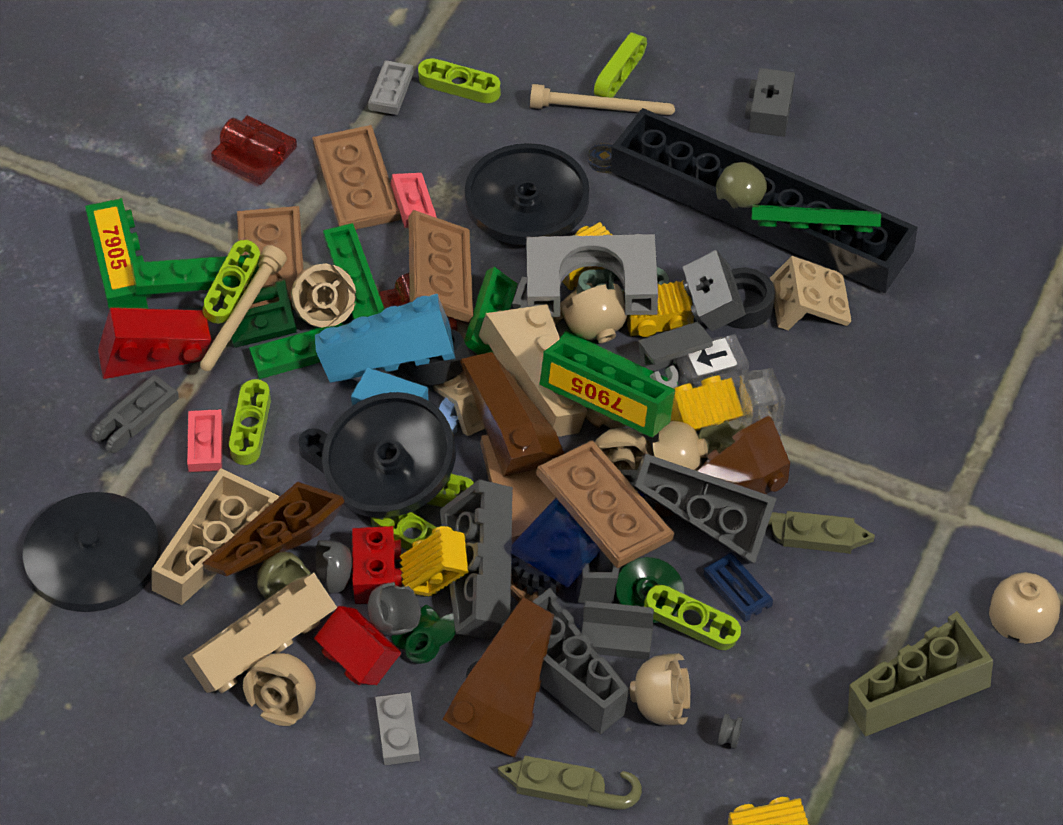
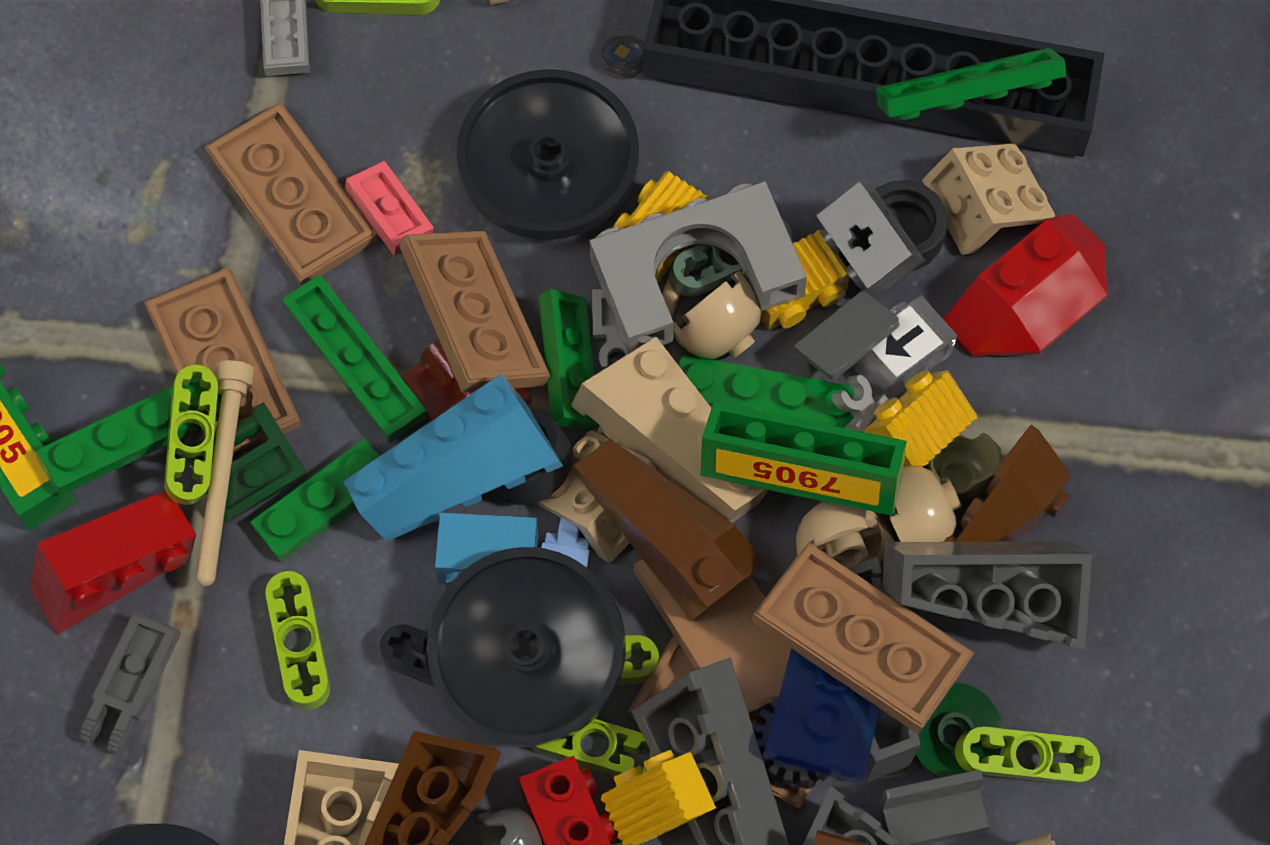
camera: 20 degrees left, 15 degrees up
(205, 440) = (247, 694): coral plate -> none
(252, 148) = (127, 193): clear red plate -> none
(323, 295) = (328, 411): tan cylinder -> none
(727, 593) = (1053, 695): dark blue tile -> none
(741, 185) = (848, 62): olive hair -> none
(760, 397) = (1000, 395): clear brick -> none
(817, 354) = (1032, 291): none -> red wedge
(818, 532) = (1143, 558): olive plate -> none

